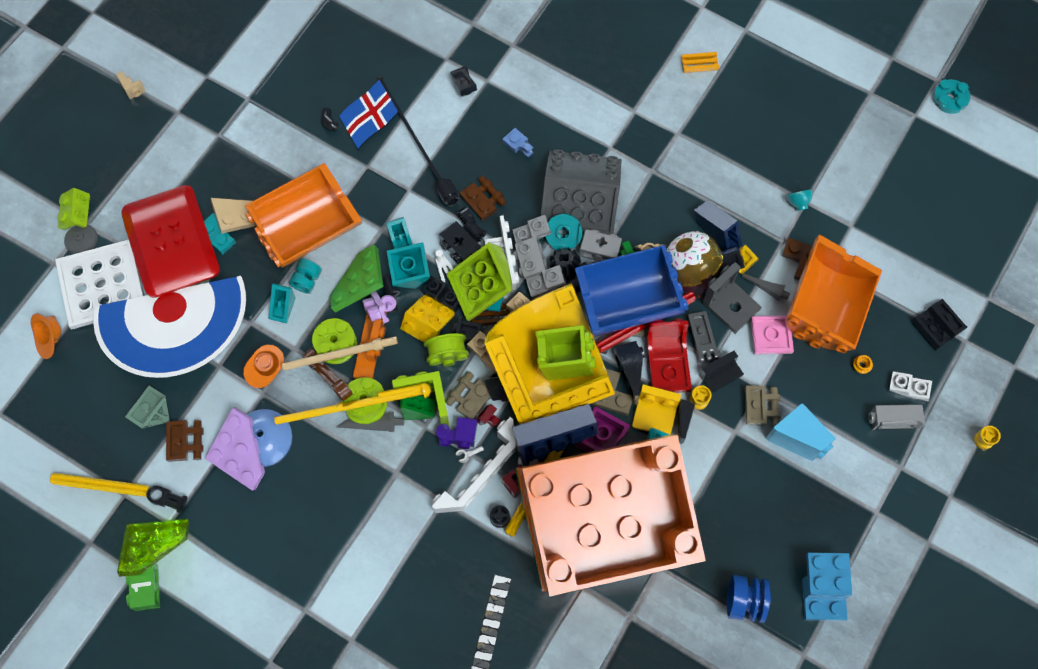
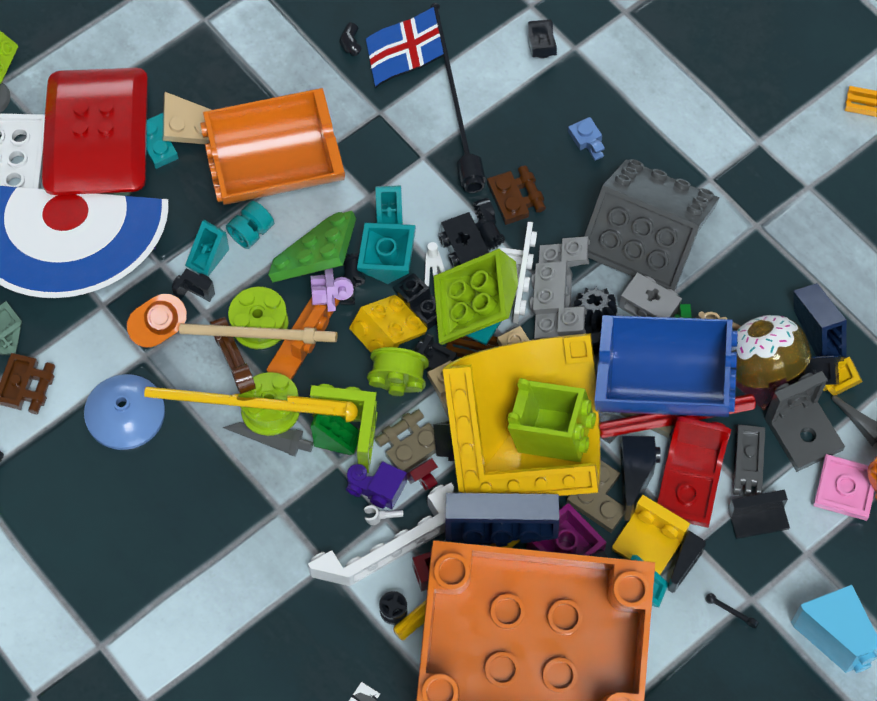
camera: 20 degrees right, 5 degrees down
(238, 450) = (86, 415): lavender plate -> none
(282, 330) = (197, 284): none -> black bracket
(571, 224) = (620, 261): teal plate -> none
(702, 394) = (721, 534): yellow wheel -> none
(708, 439) = (711, 598): none -> black hinge
(756, 405) = (791, 574): dark tan plate -> none

